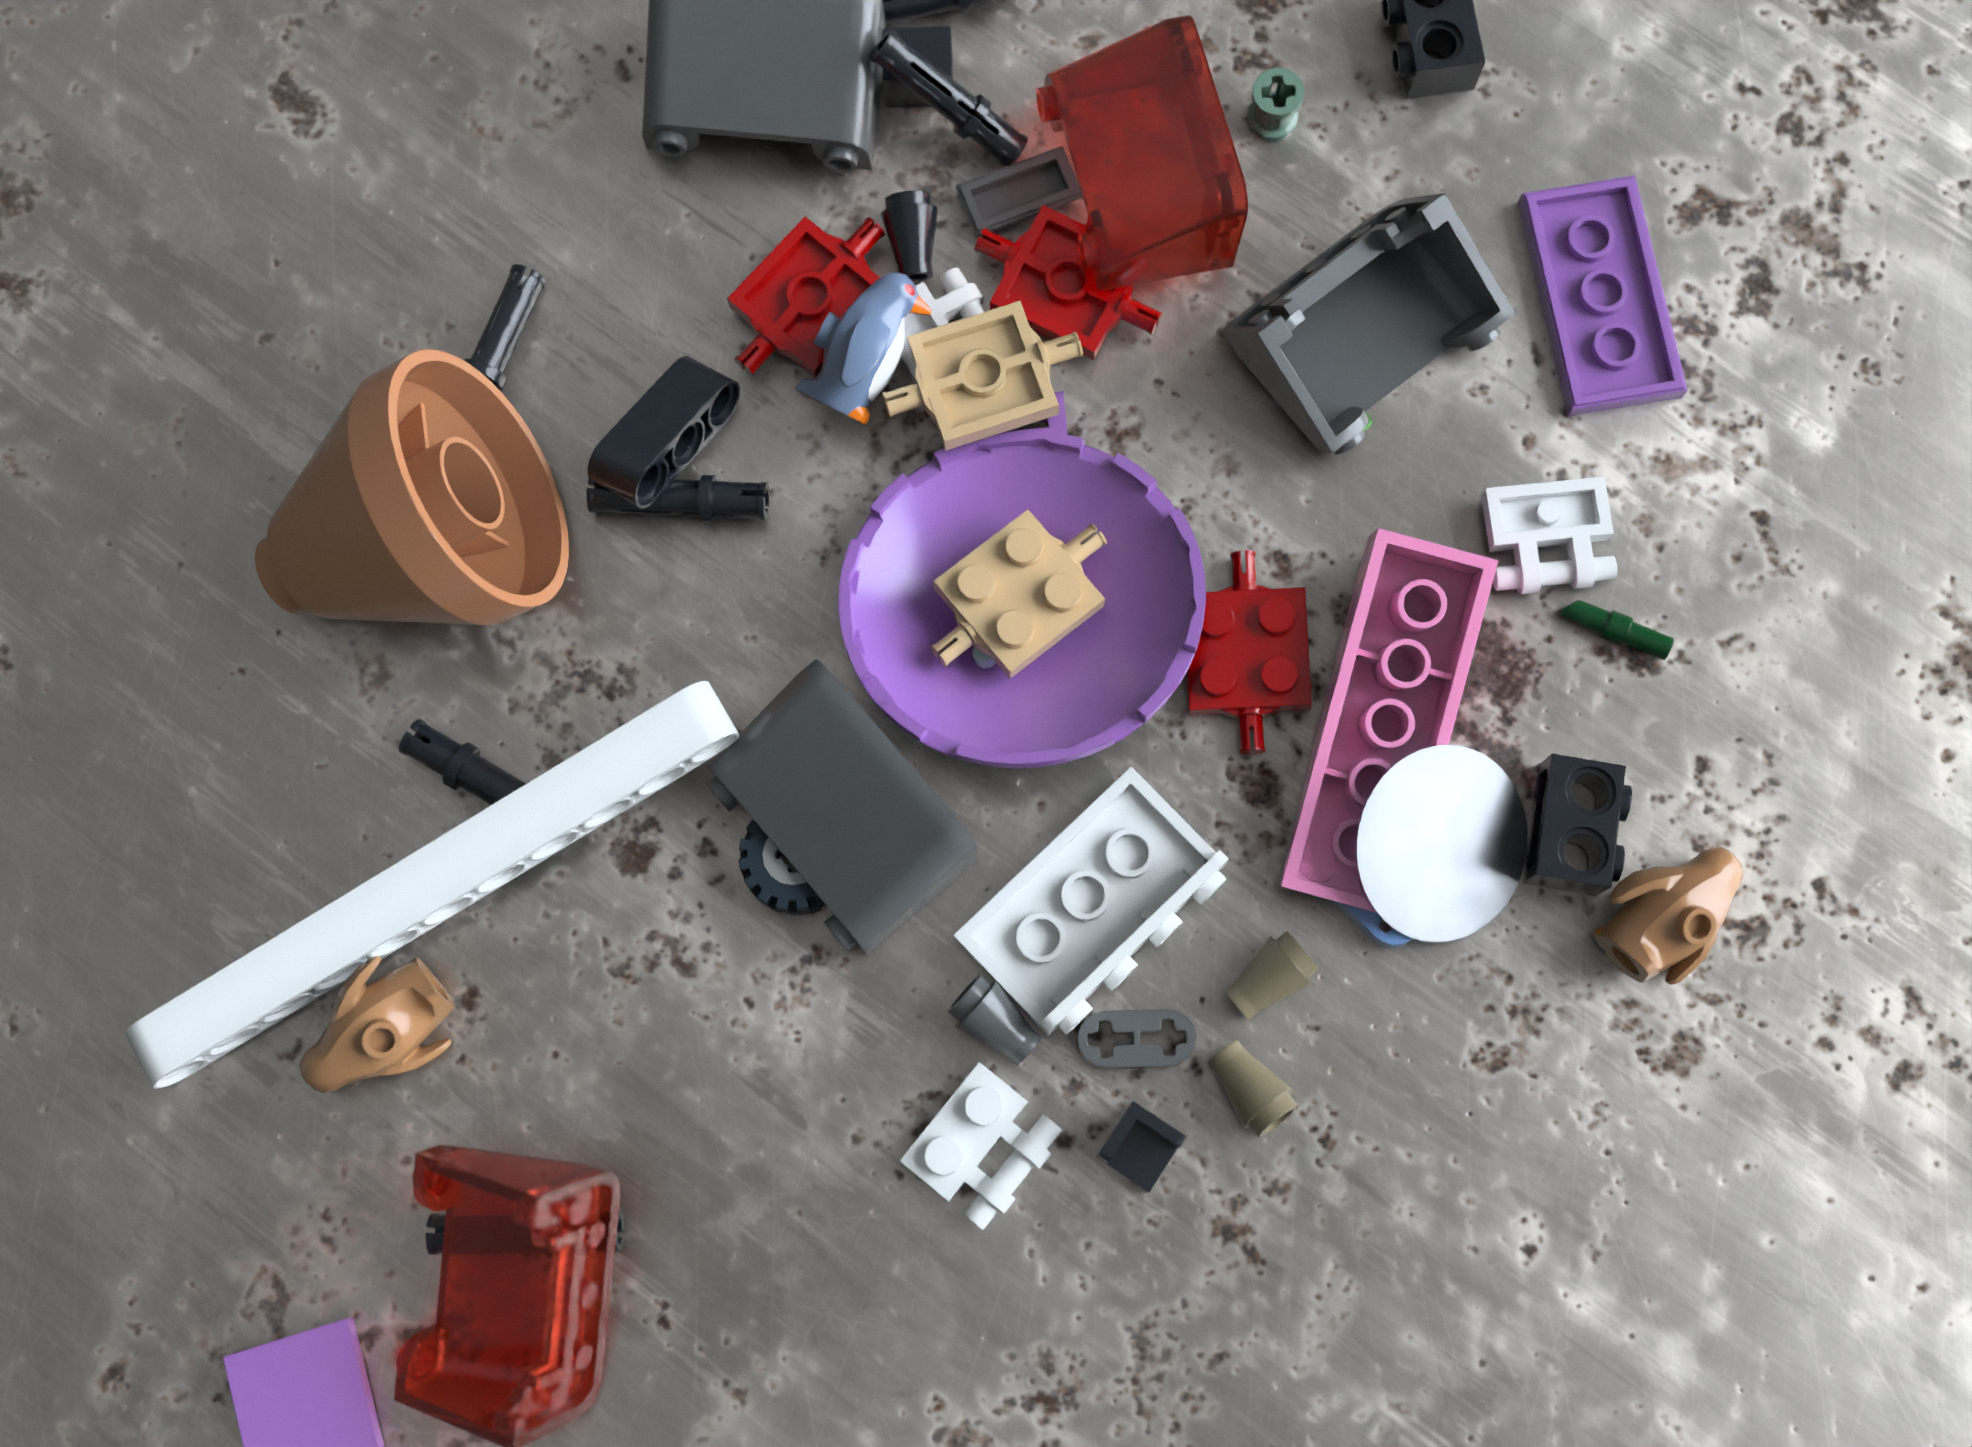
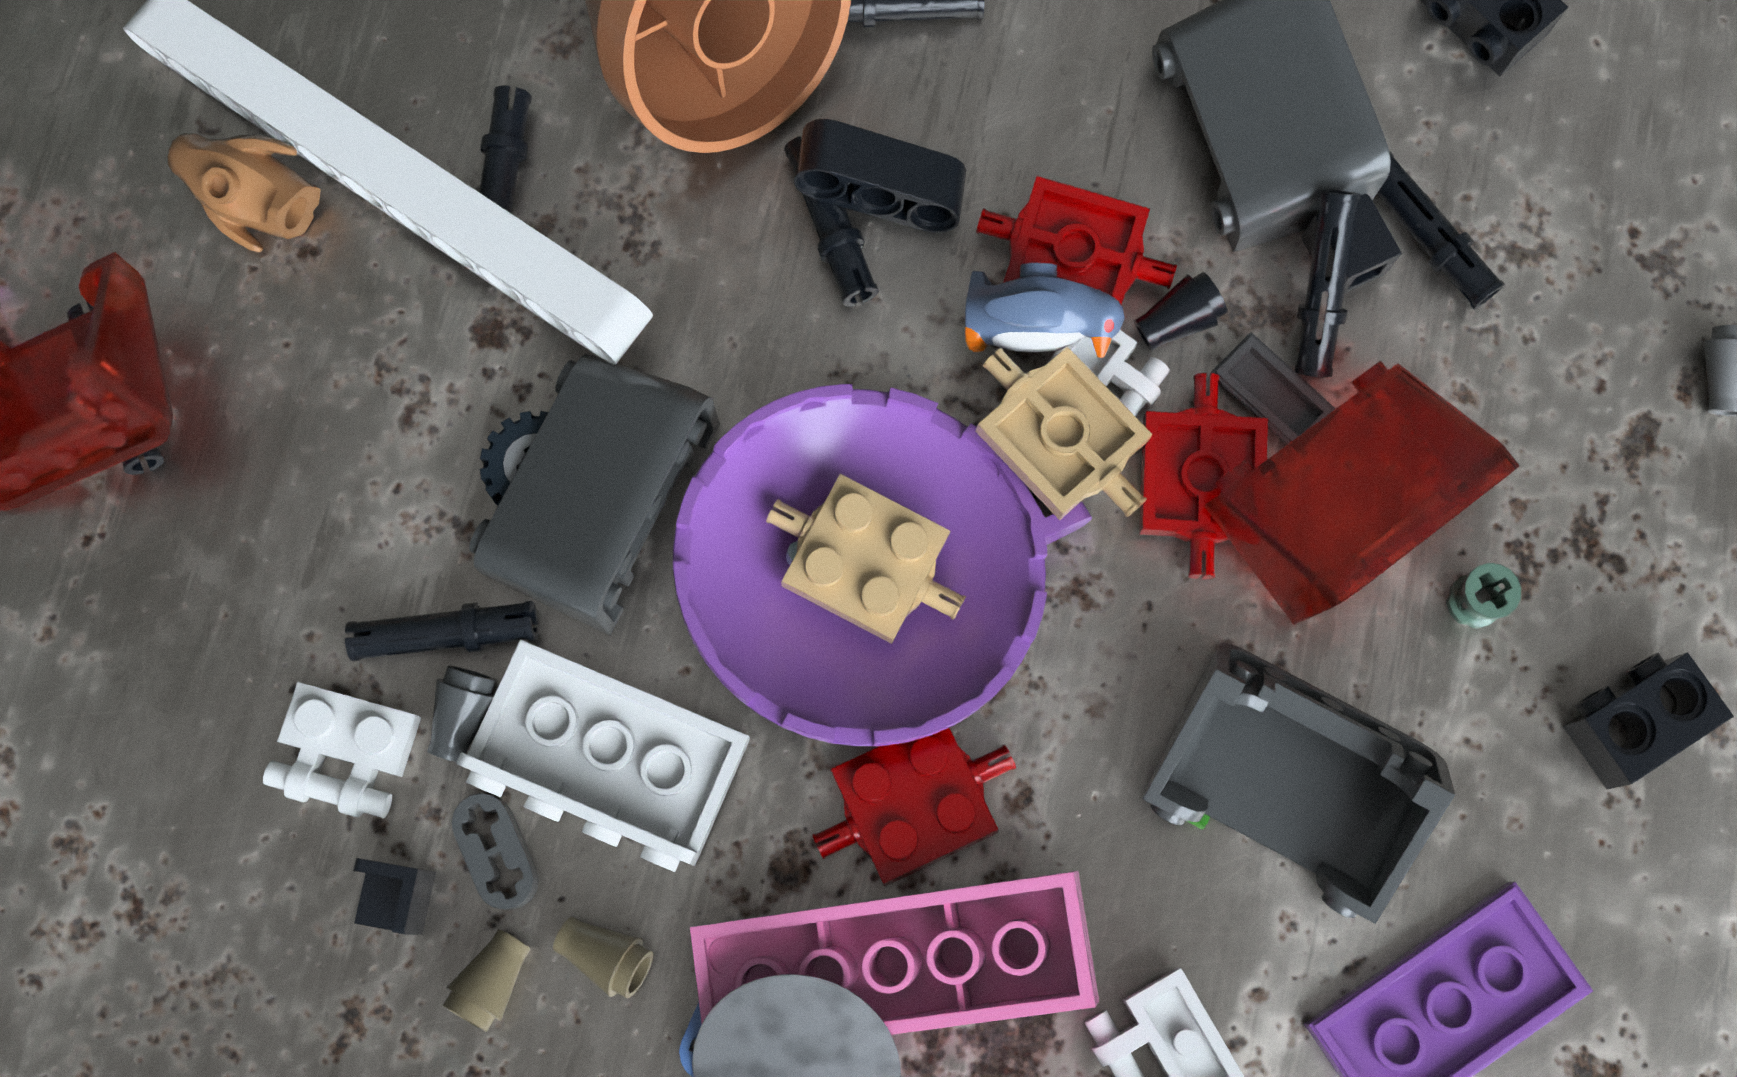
camera: 65 degrees right, 0 degrees up
(910, 1006) = (467, 628): none -> black pin

